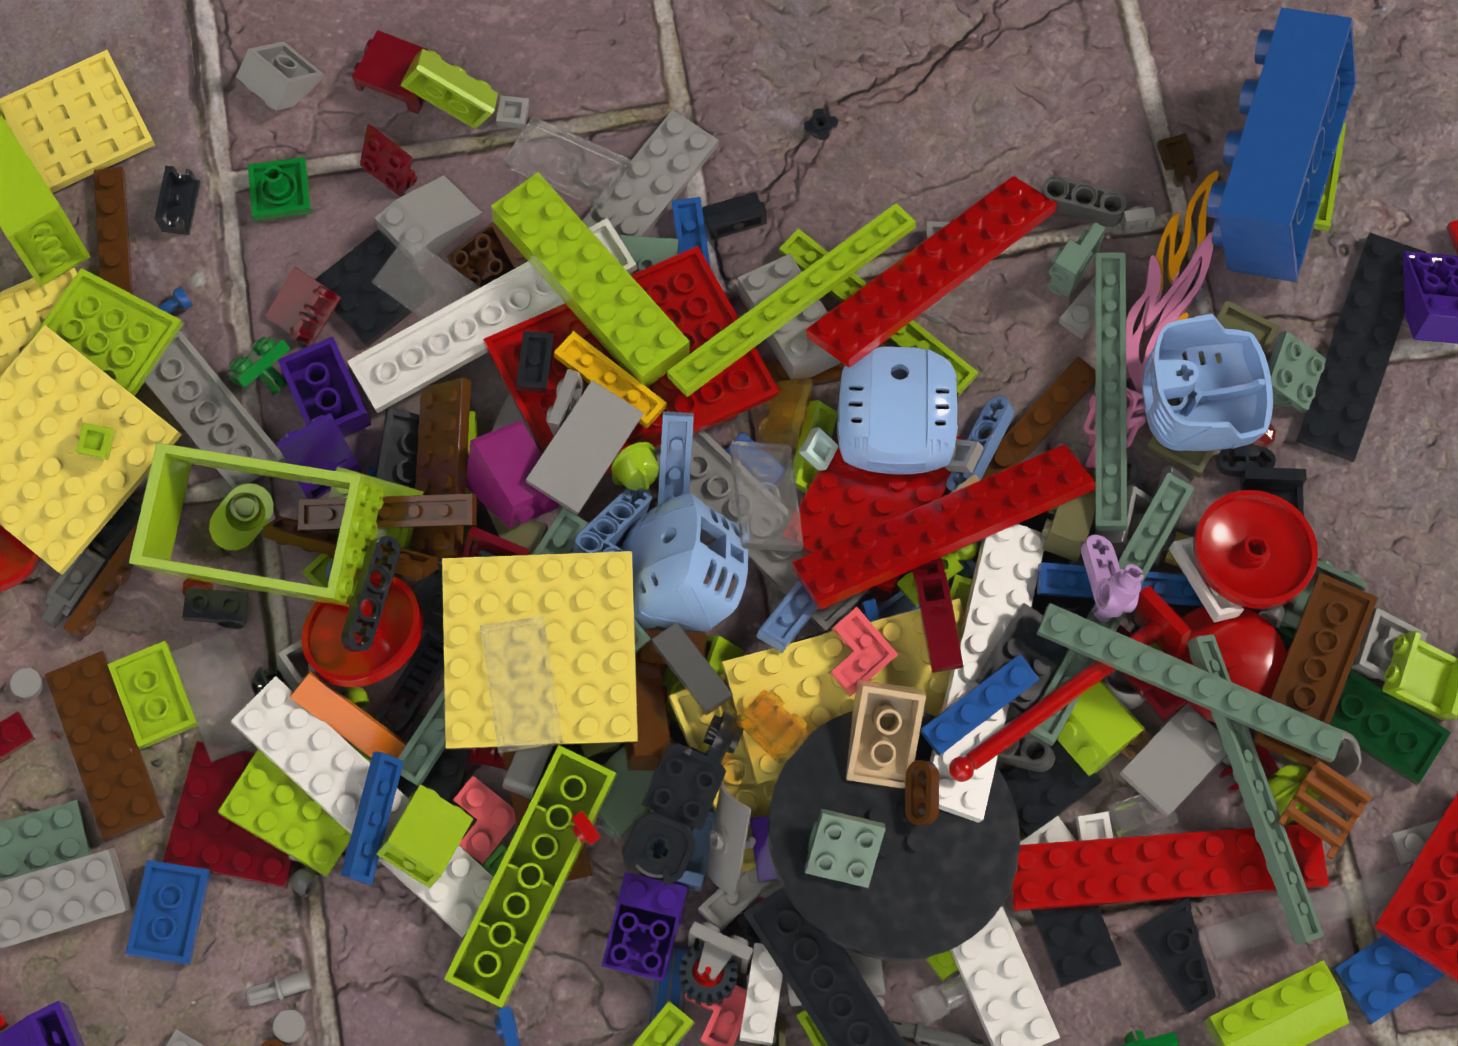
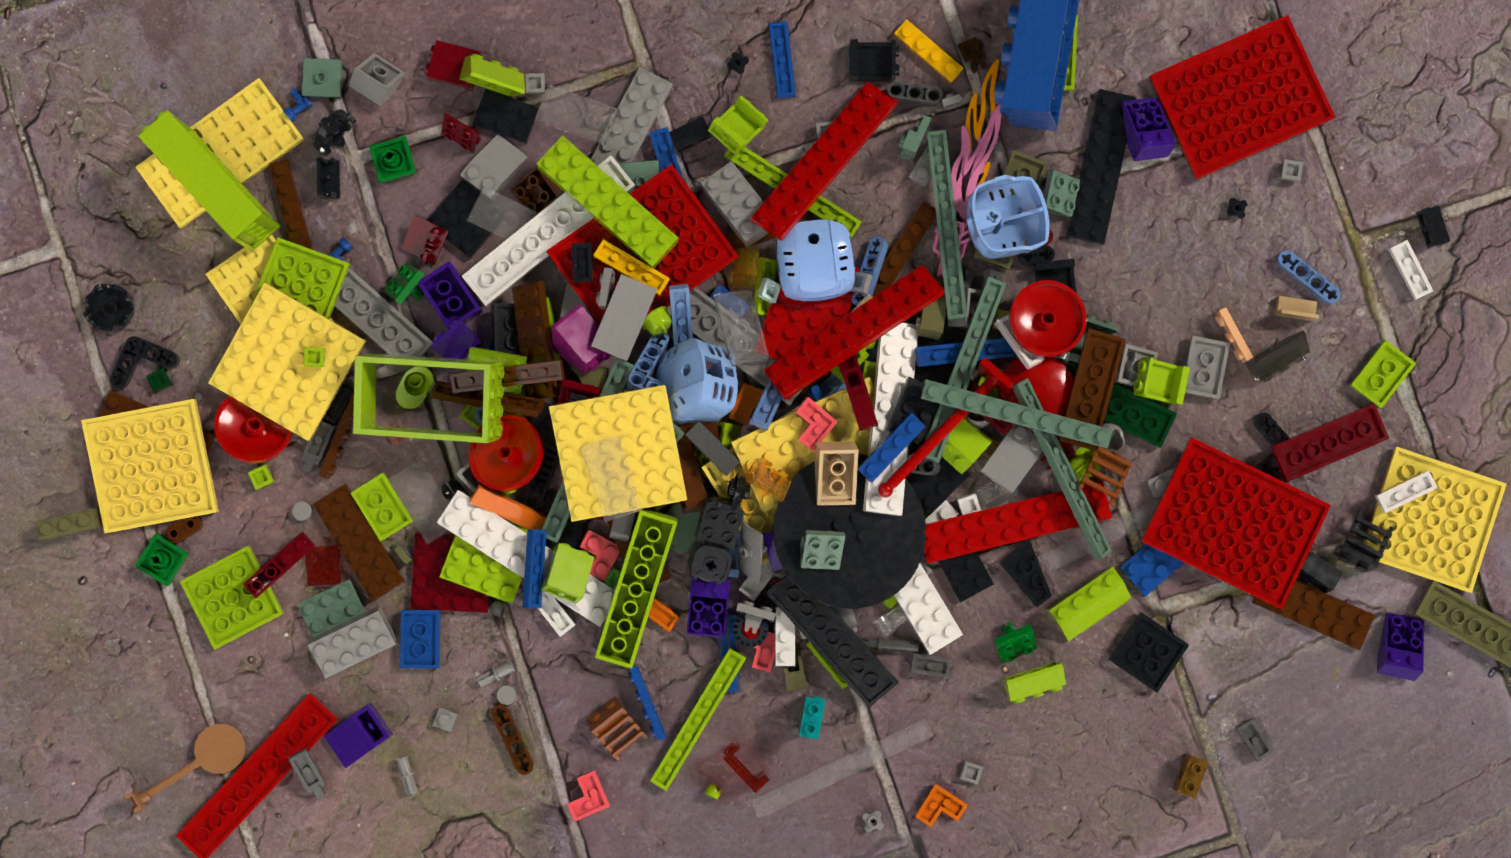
camera: 10 degrees left, 15 degrees up
(40, 772) = (323, 566): none -> clear red hinge
(161, 96) = (302, 103): none -> blue piece
(170, 773) = (403, 554): none -> olive tile
(197, 129) = (331, 128): none -> black plate
(200, 65) = (322, 78): none -> sand green plate
(216, 606) = (409, 447): black plate -> none
(365, 591) = (511, 433): black beam -> none
(393, 904) = (555, 614): none -> white plate
(460, 152) = (506, 116): none -> black plate
(568, 934) = (663, 615): none -> orange tile
(584, 829) = (664, 559): red plate -> none
(751, 619) = (745, 403): none -> orange plate
(791, 299) = (738, 196): lime plate -> none
(808, 207) = (738, 125): none -> lime panel
(888, 130) = (782, 60): none -> blue tile
(922, 793) = (863, 506): reddish brown plate -> none
(1025, 148) = (873, 61): none -> black panel
(1112, 147) = (928, 51): none -> yellow plate
(1112, 587) = (963, 362): lavender piece -> none

